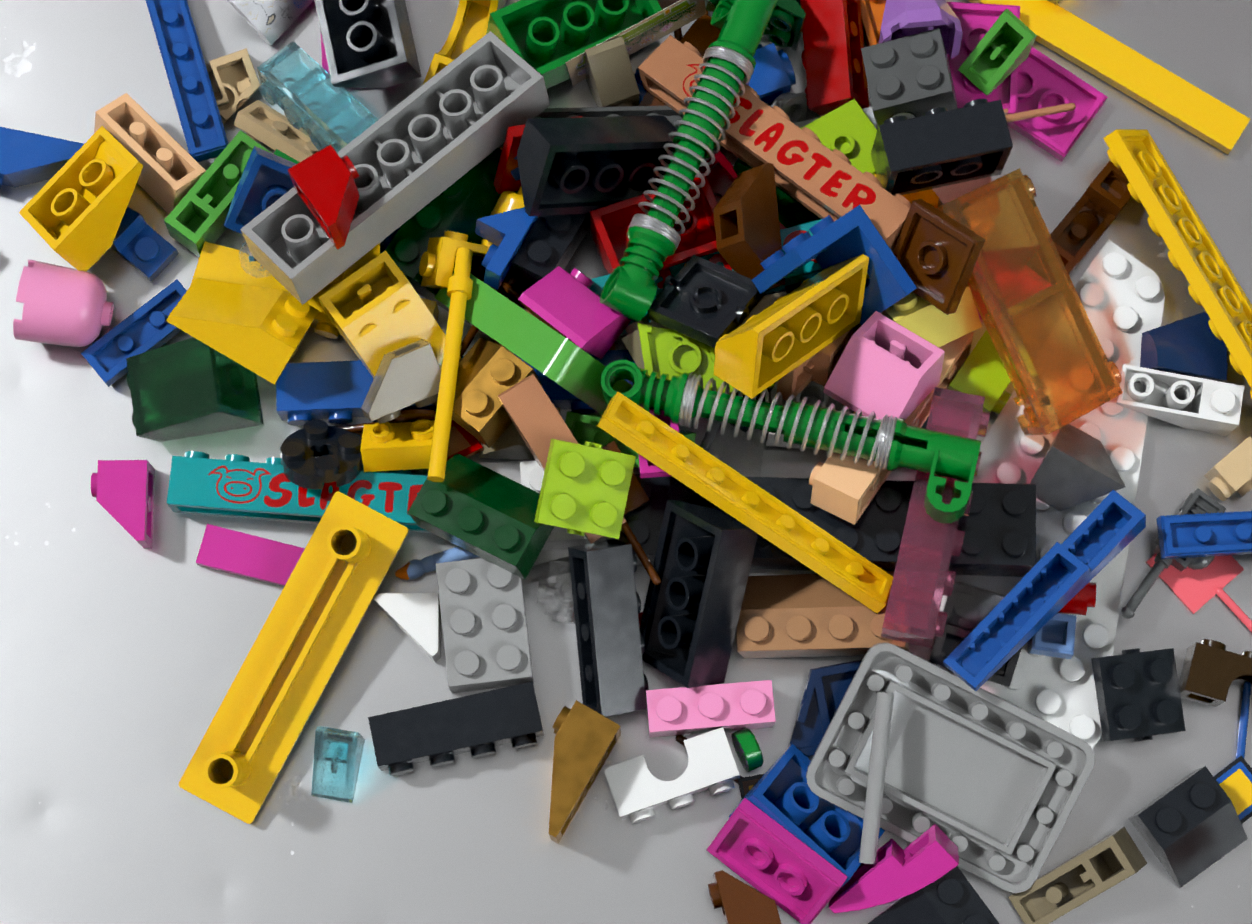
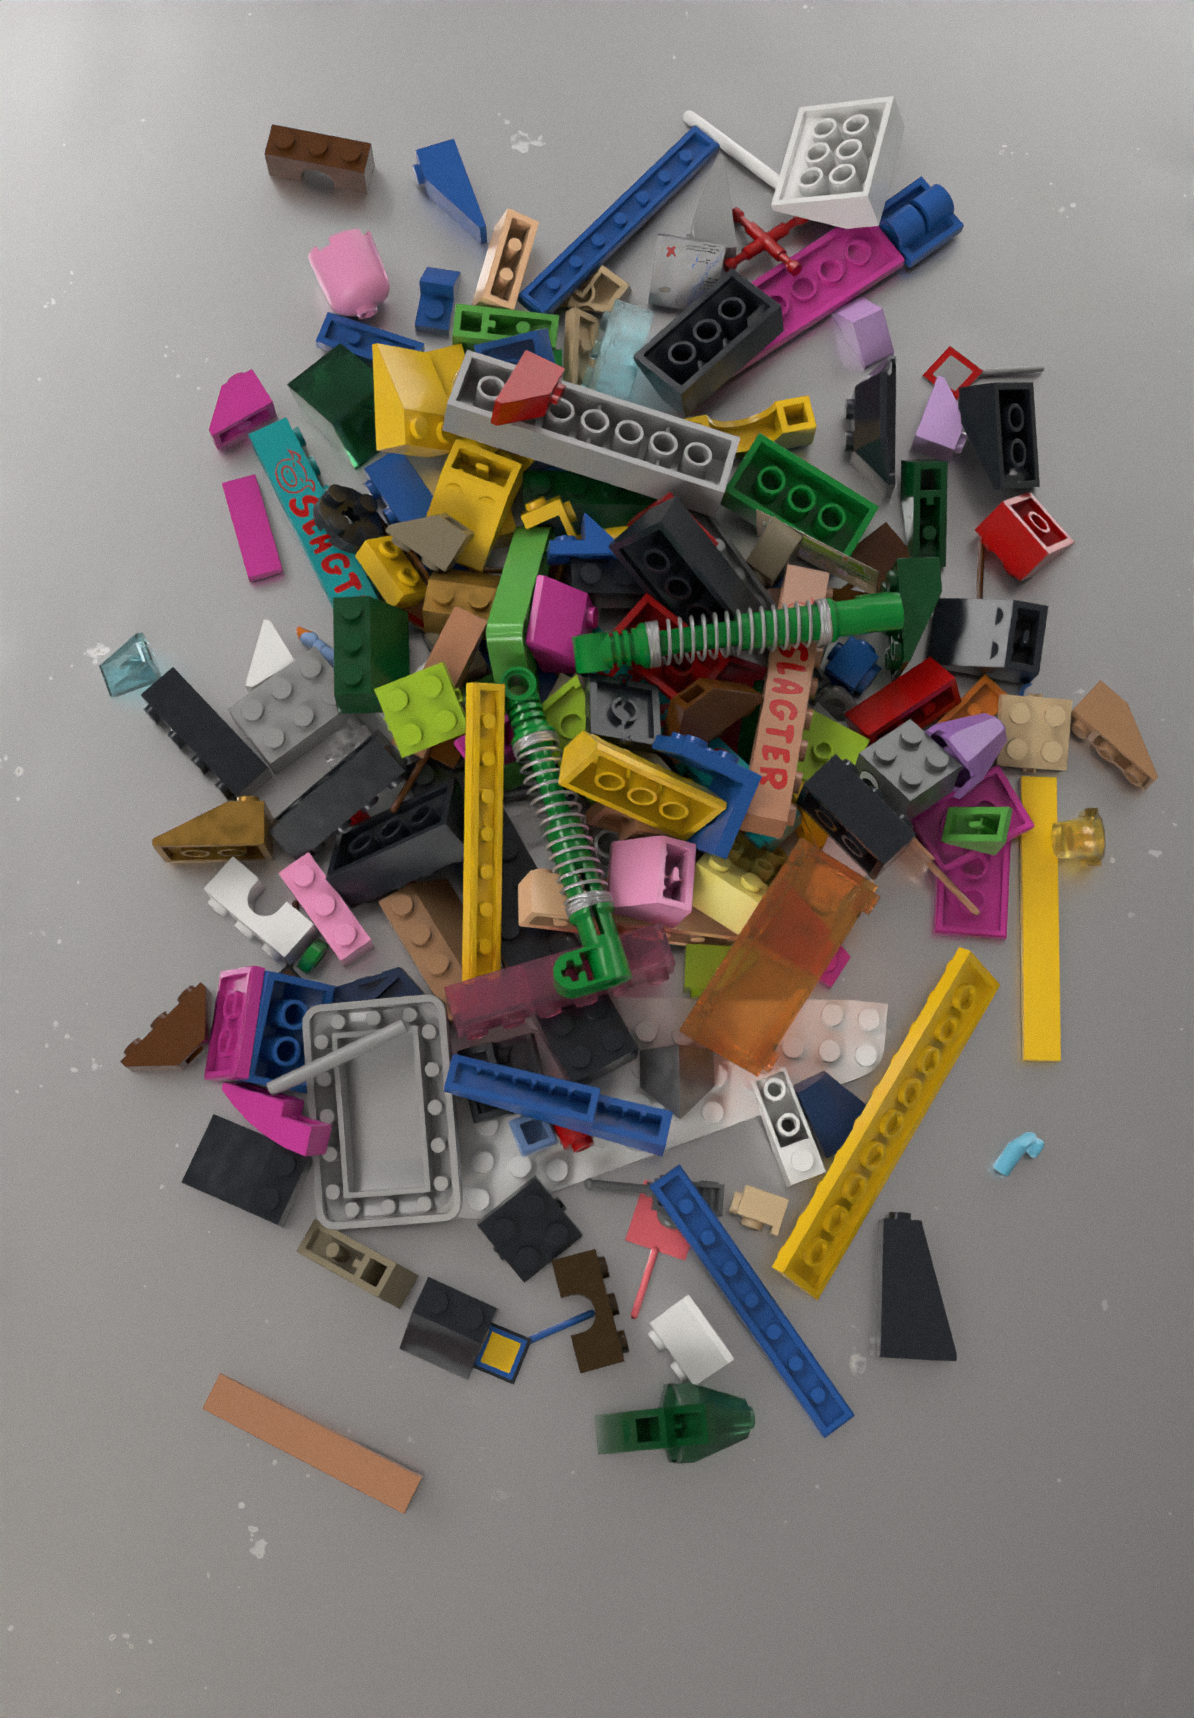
camera: 55 degrees right, 0 degrees up
(85, 200) = (434, 242): yellow slope -> none
(293, 657) = (190, 590): yellow piece -> none
(459, 291) = (526, 536): yellow bar -> none
(937, 255) = (761, 859): reddish brown plate -> none
(1091, 216) = (881, 977): reddish brown slope -> none

